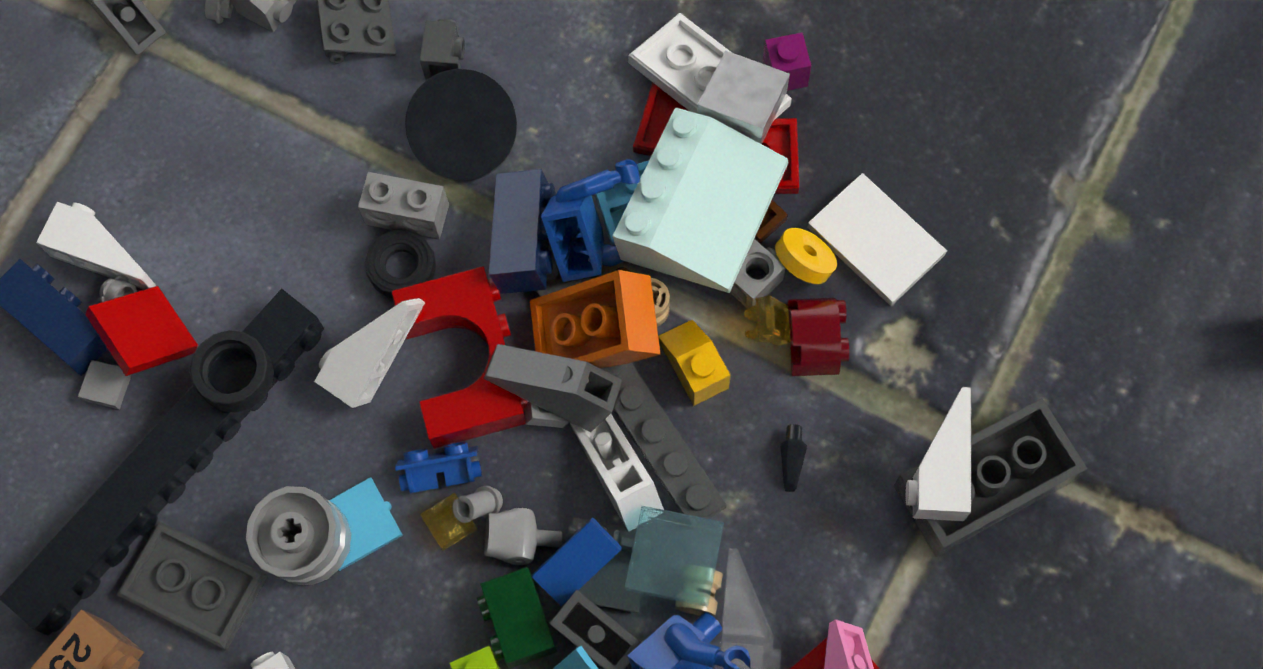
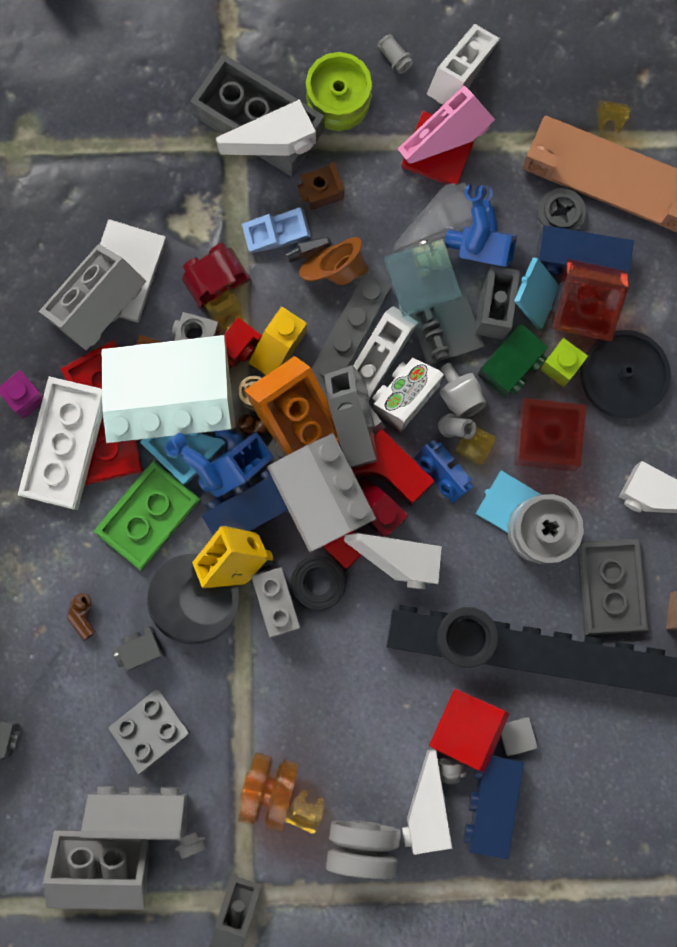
camera: 125 degrees left, 10 degrees up
(95, 154) = (363, 851): none -> light grey wheel
(172, 125) = (304, 814): none -> clear yellow tile
(214, 92) = (267, 791): none -> clear orange wheel
(402, 605) = (550, 434): none -> clear red brick
(441, 364) = (387, 513): none -> dark red slope
(475, 180) = (231, 558): none -> yellow torso
(482, 294) = (321, 492): none -> light grey slope
(516, 12) = (78, 615): none -> reddish brown arm
(549, 466) = (407, 393): none -> white slope
(576, 561) = (459, 339): blue tile -> none
(580, 126) = (147, 515): none -> bright green tile
(719, 315) = (240, 342): none -> red brick
(744, 95) = (71, 402): flat silver piece -> none
(754, 473) = (336, 263): none -> dark orange piece
(805, 255) = (164, 306): yellow piece -> none
(834, 432) = (276, 231): none -> light blue slope
(857, 182) = (93, 296): none -> light grey slope
(857, 523) = (329, 193): none -> reddish brown brick
(990, 574) = (339, 90): none -> lime wheel

